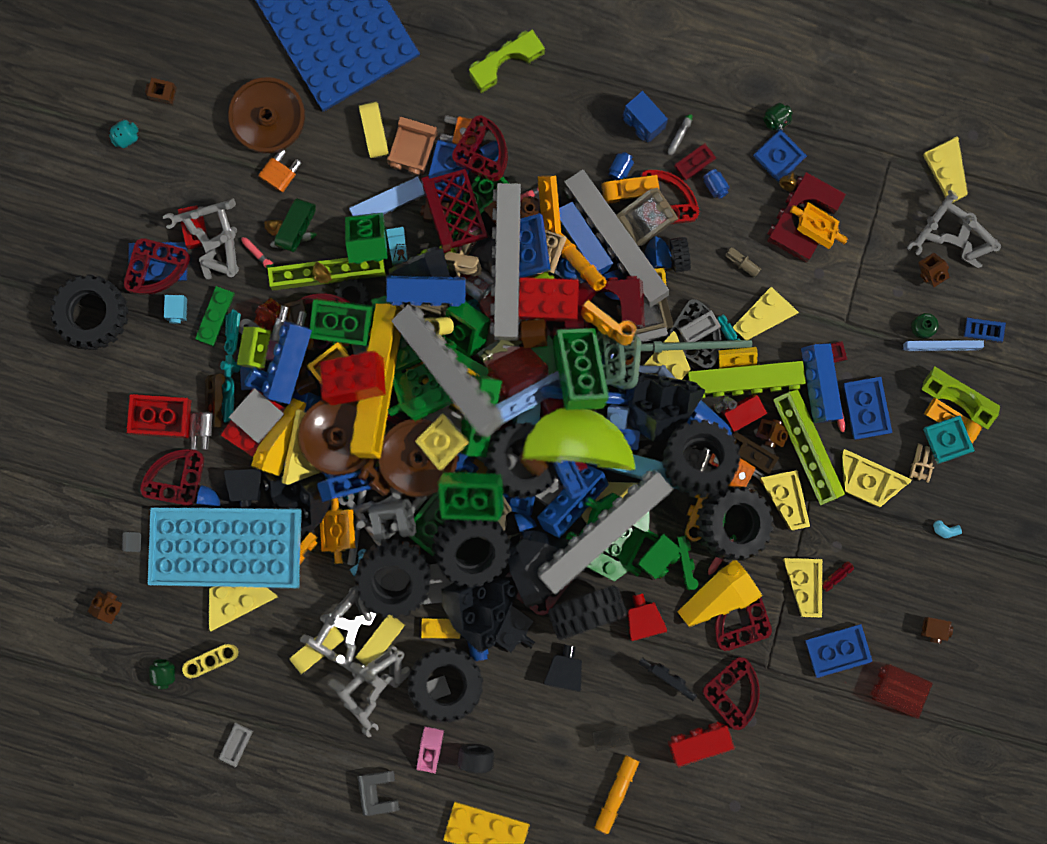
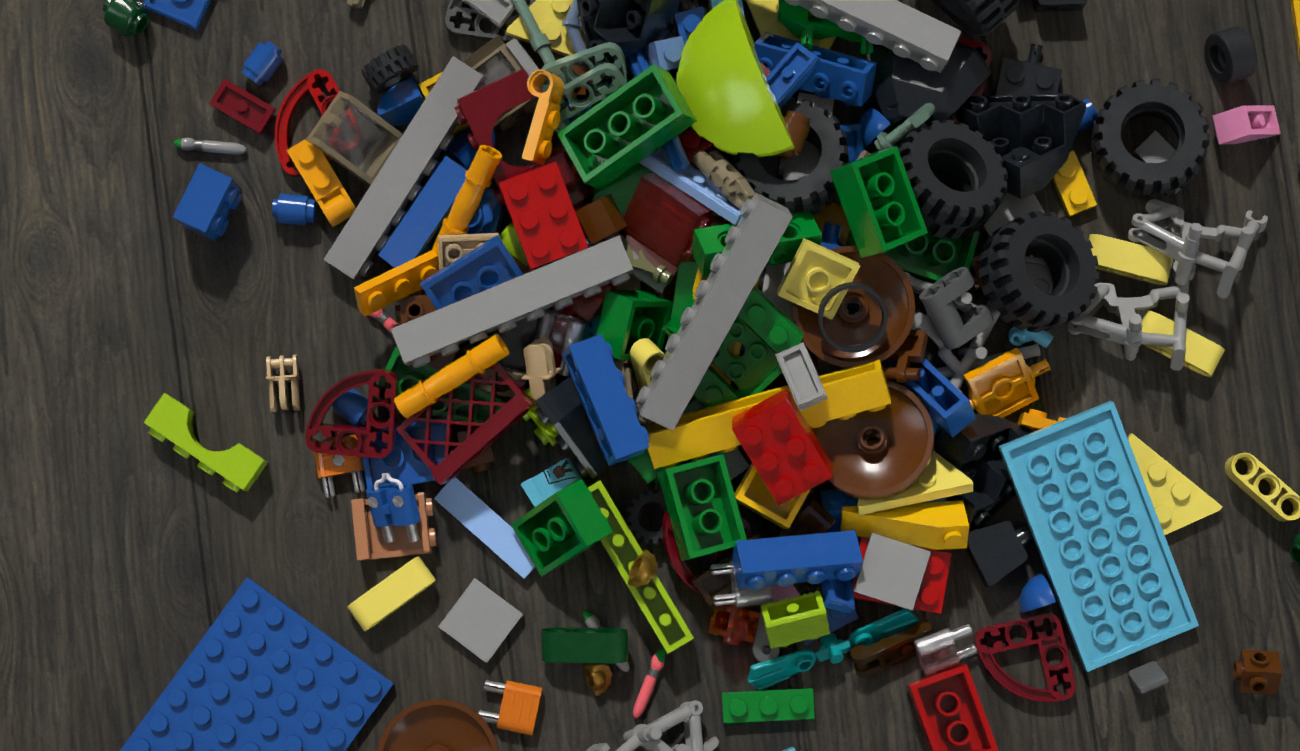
camera: 110 degrees left, 0 degrees up
(336, 174) = (480, 620): none -> light grey tile
(388, 406) = (801, 376): none -> light grey tile
(396, 438) = (858, 348): none -> black tyre
(421, 149) = (394, 505): none -> blue piece
(479, 209) = (451, 376): none -> light orange piece
(509, 524) = (915, 120): none -> sand green hinge
(518, 117) = (283, 381): none -> tan arm
(525, 413) = (724, 177): none -> dark tan hinge

